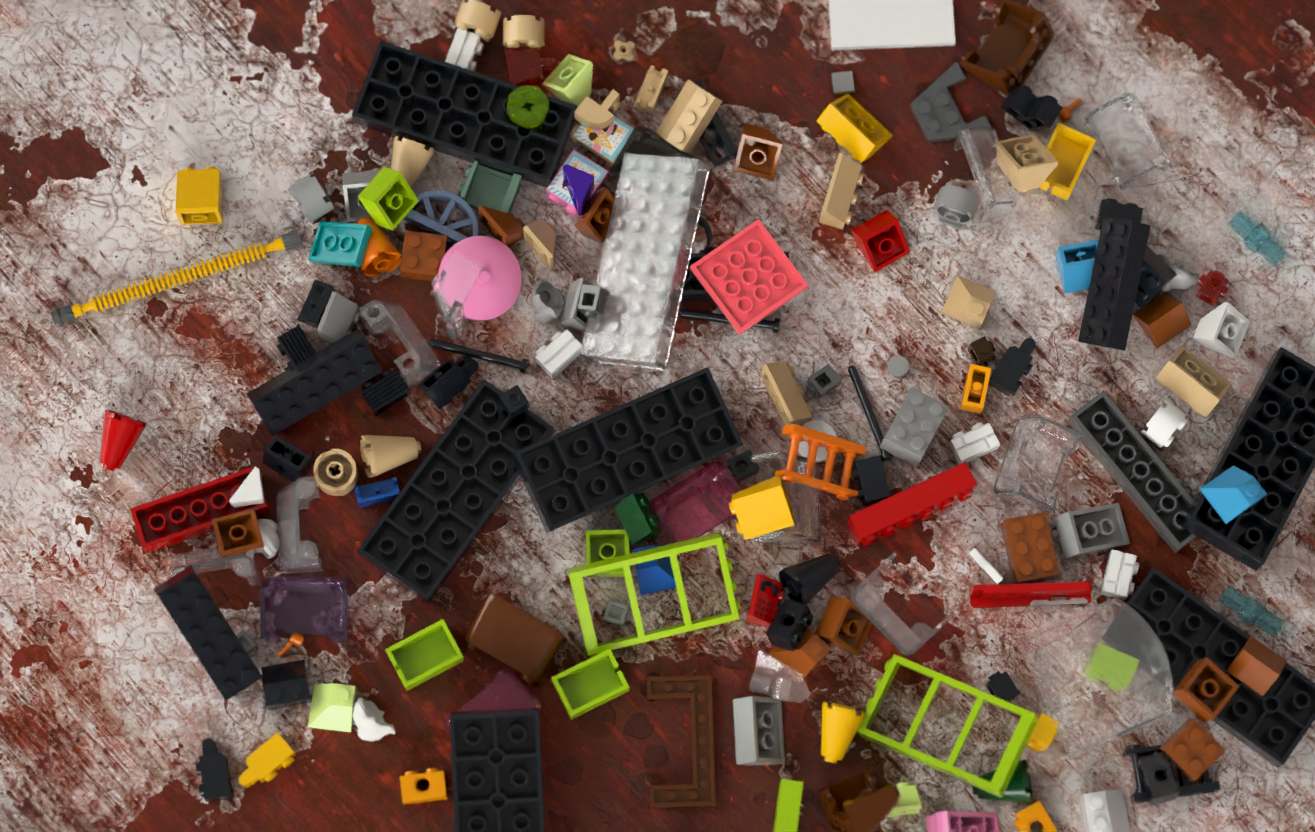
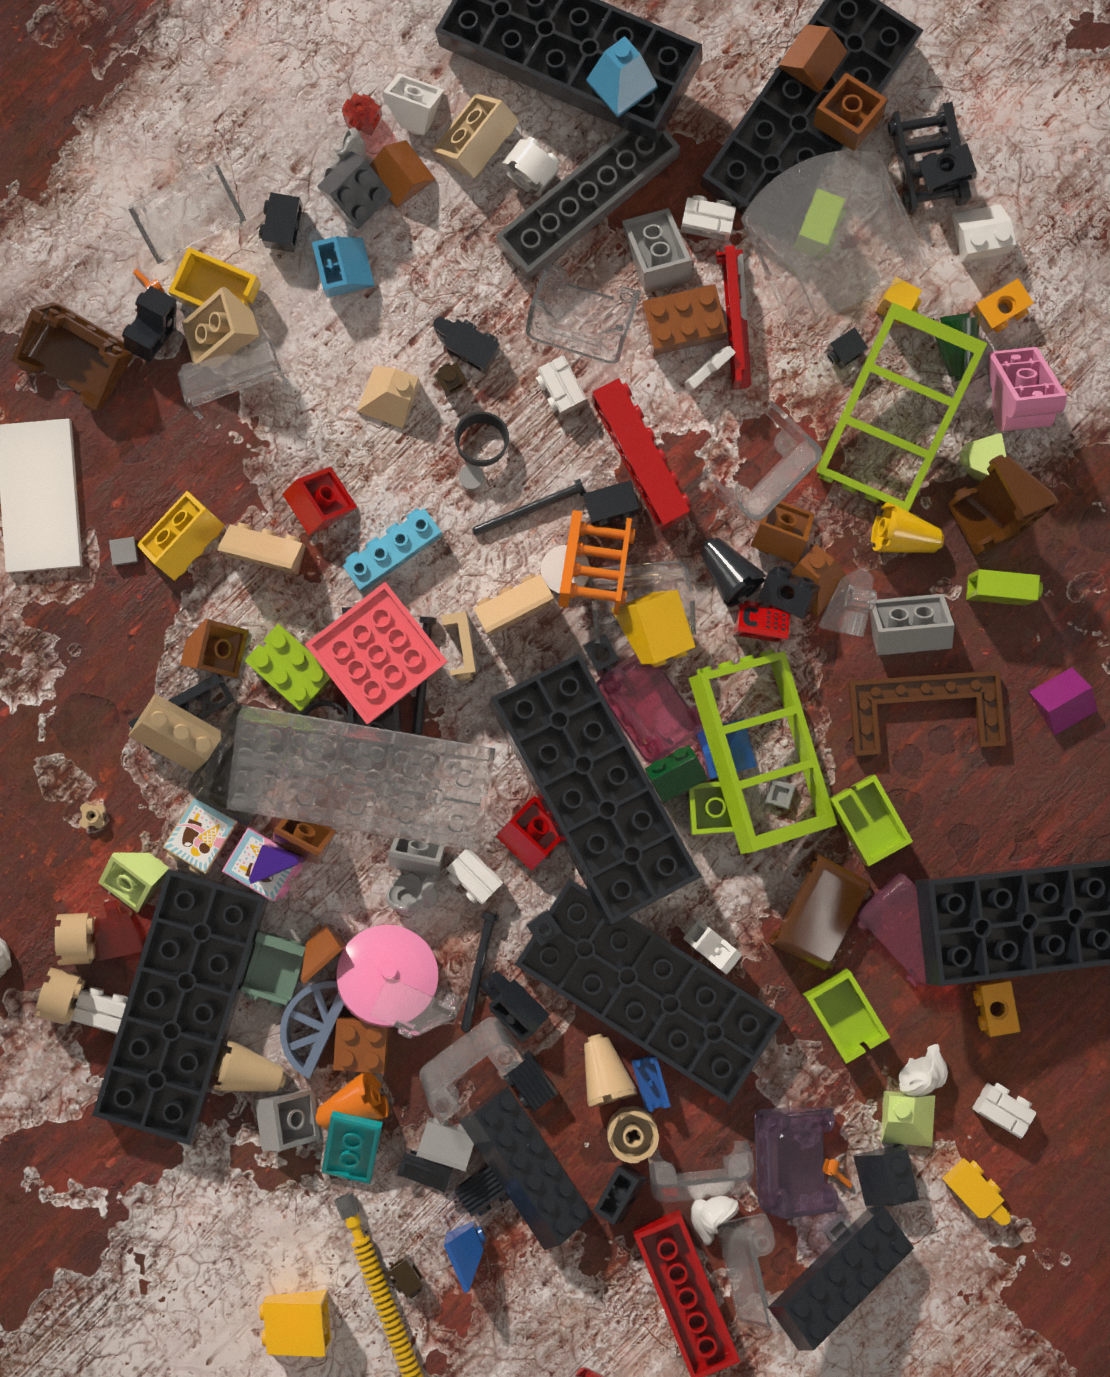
camera: 85 degrees left, 10 degrees up
(214, 773) = (994, 1253): black hinge -> none
(230, 285) = (406, 1276): none -> dark brown brick
(237, 533) = (720, 1250): dark orange slope -> none
(246, 332) = (465, 1250): none -> blue slope
(250, 491) = (667, 1238): white slope -> none
(311, 197) = (294, 1185): light grey brick -> none
(335, 788) = (1004, 1110): none -> white brick
(388, 198) = (296, 1094): lime brick -> none
(490, 546) = (712, 946): none -> white brick
(534, 96) = (184, 936): clear neon green plate -> none
(542, 240) = (335, 901): tan slope -> none
(590, 398) = (530, 834): none -> red slope
(592, 300) = (415, 839): dark grey brick -> none
(595, 115) = (180, 843): tan brick -> none
(651, 90) = (141, 780): tan hinge -> none
(740, 208) = (289, 668): none -> lime piece
(753, 353) = (461, 621): none -> tan panel
(826, 375) = (491, 554): dark grey brick -> none
(837, 298) = (392, 550): none -> medium azure brick
(914, 427) = (547, 454): light grey brick -> none
(937, 111) = (158, 436): dark grey wing -> none
(943, 361) = (481, 417): none -> black tyre
(956, 205) = (274, 411): light grey brick -> none
(975, 389) = (497, 385): light orange brick -> none
(1114, 283) = (367, 222): black brick -> none
(1192, 749) = (912, 130): dark orange brick -> none
(1250, 611) = (742, 70): clear light blue piece -> none
(1257, 238) = (299, 63): clear light blue piece -> none

